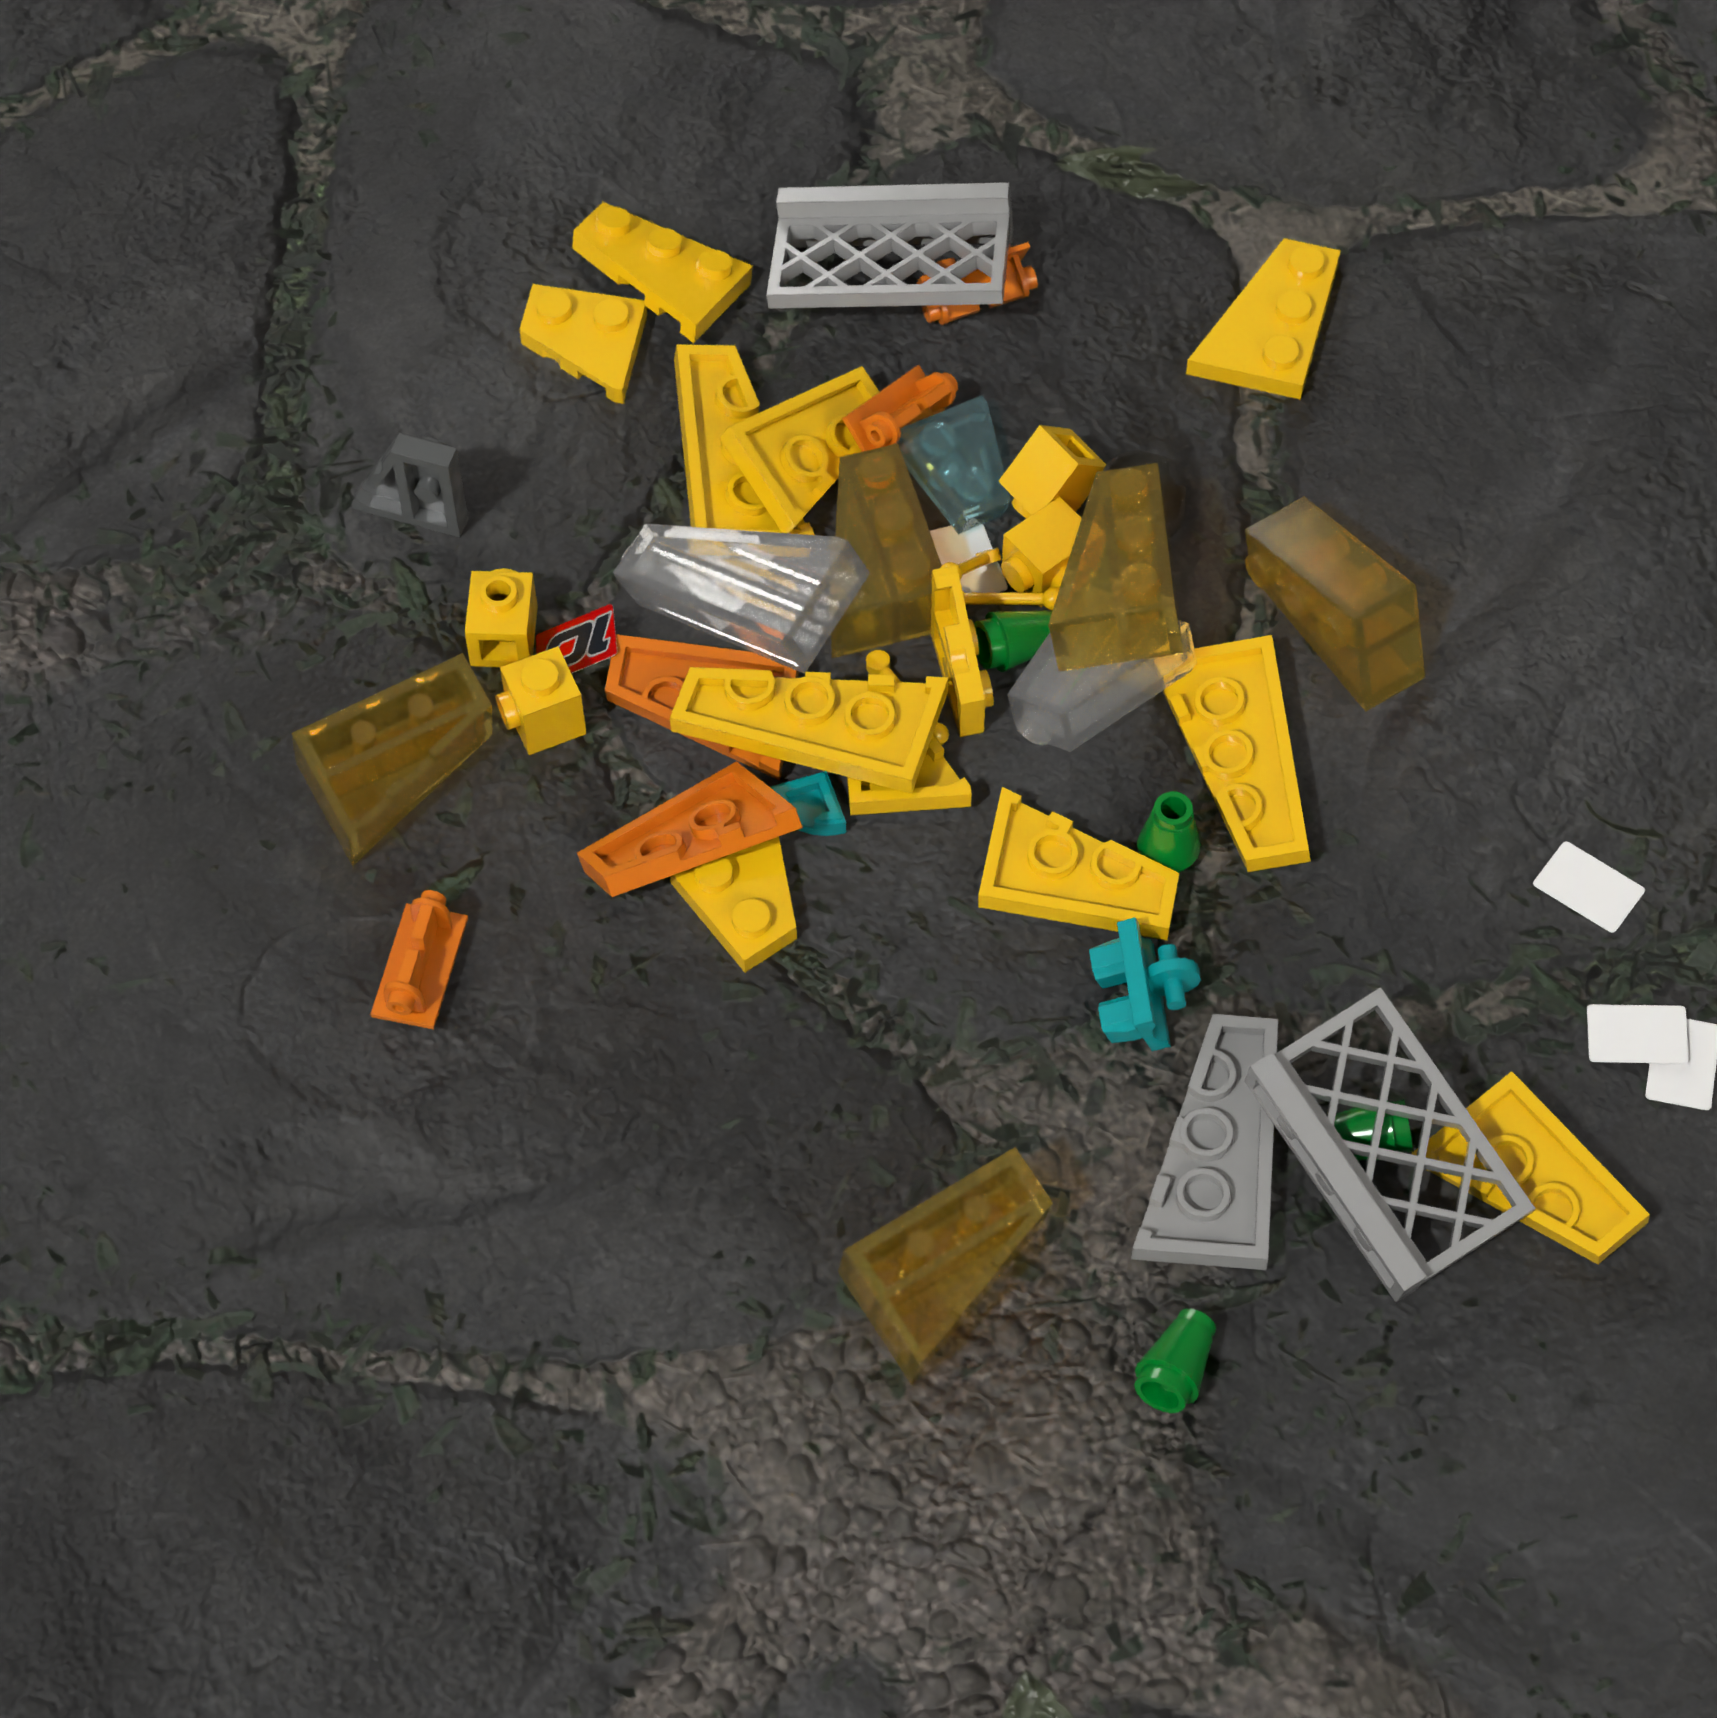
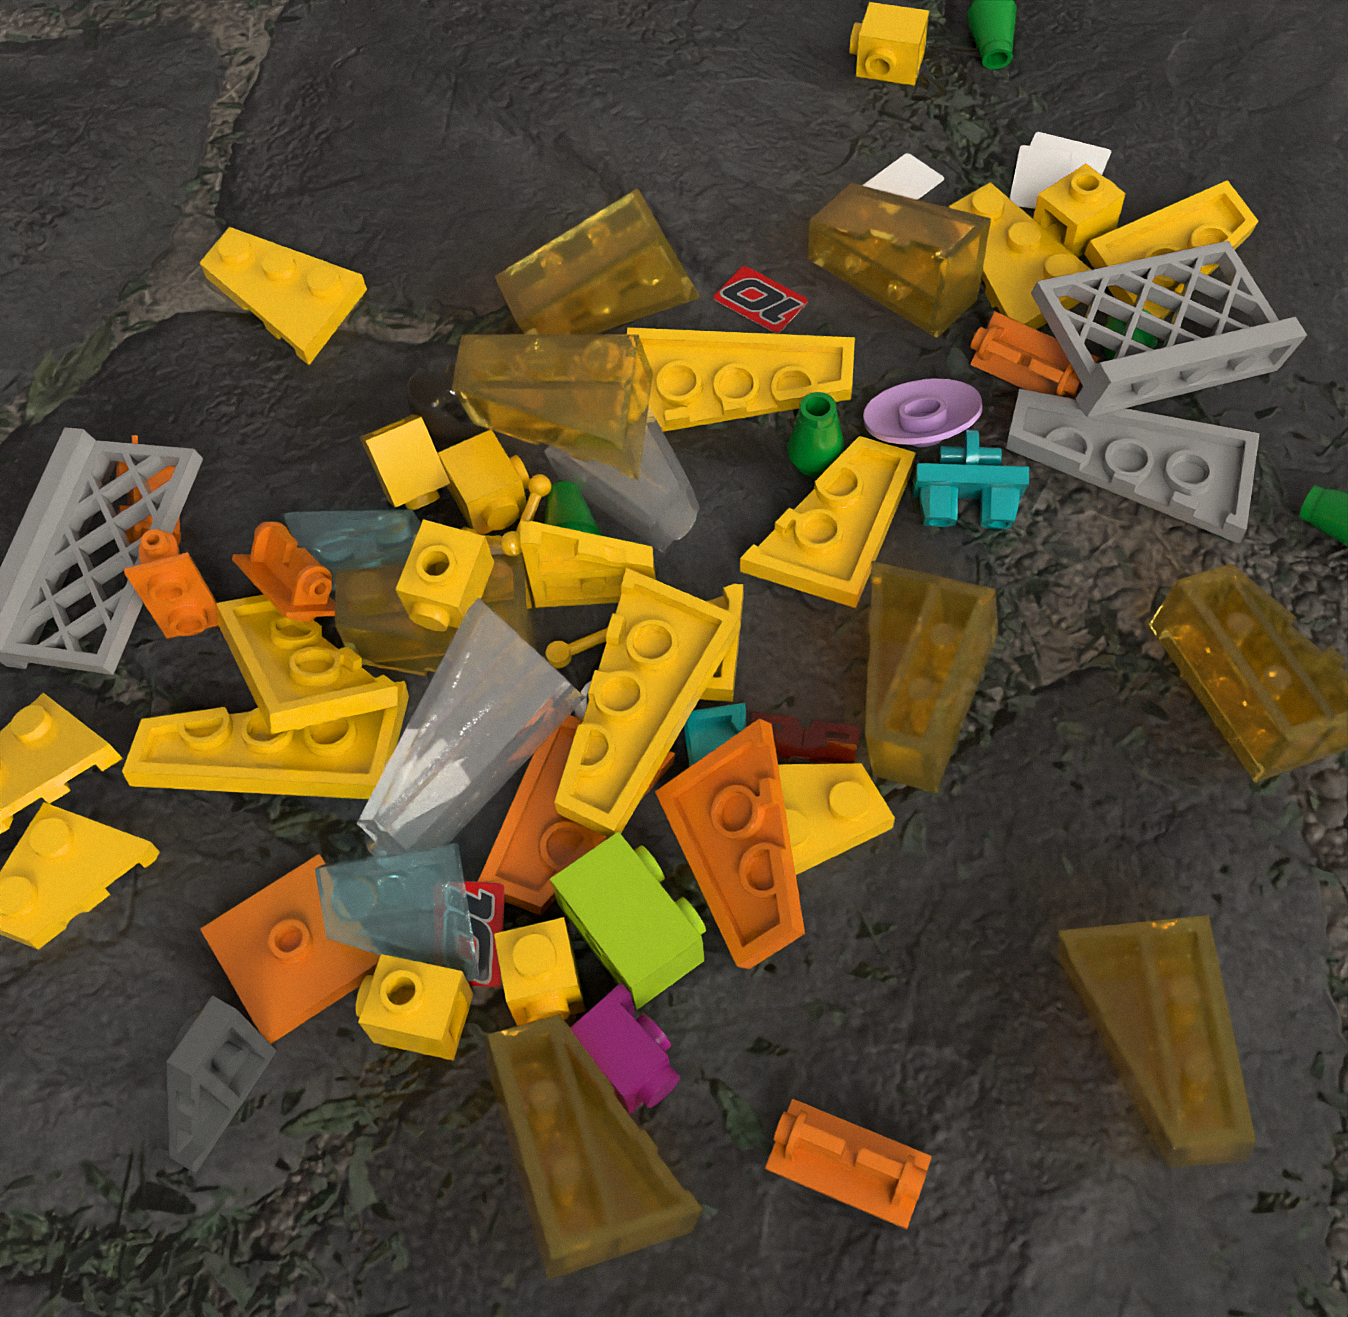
camera: 75 degrees left, 0 degrees up
(485, 776) = (627, 1050): none -> magenta brick
(547, 522) = (281, 956): none -> orange plate
(554, 1188) = (1168, 1031): none -> clear yellow wedge
(579, 581) = (401, 907): none -> clear light blue wing
(600, 755) = (630, 918): none -> lime brick
(825, 885) = (815, 745): none -> clear red piece
(863, 322) = (172, 586): none -> orange hinge
(882, 517) = (444, 575): none -> yellow brick
(890, 956) = (923, 669): none -> clear yellow wedge
(1225, 928) = (922, 411): none -> lavender dish
(1326, 997) = (1025, 357): none -> orange hinge
(1375, 769) = (760, 299): none -> sticker
(1445, 882) = (902, 253): none -> clear yellow wedge
(1494, 1011) = (1018, 256): none -> yellow wing
(1567, 1063) = (1079, 208): none -> yellow brick

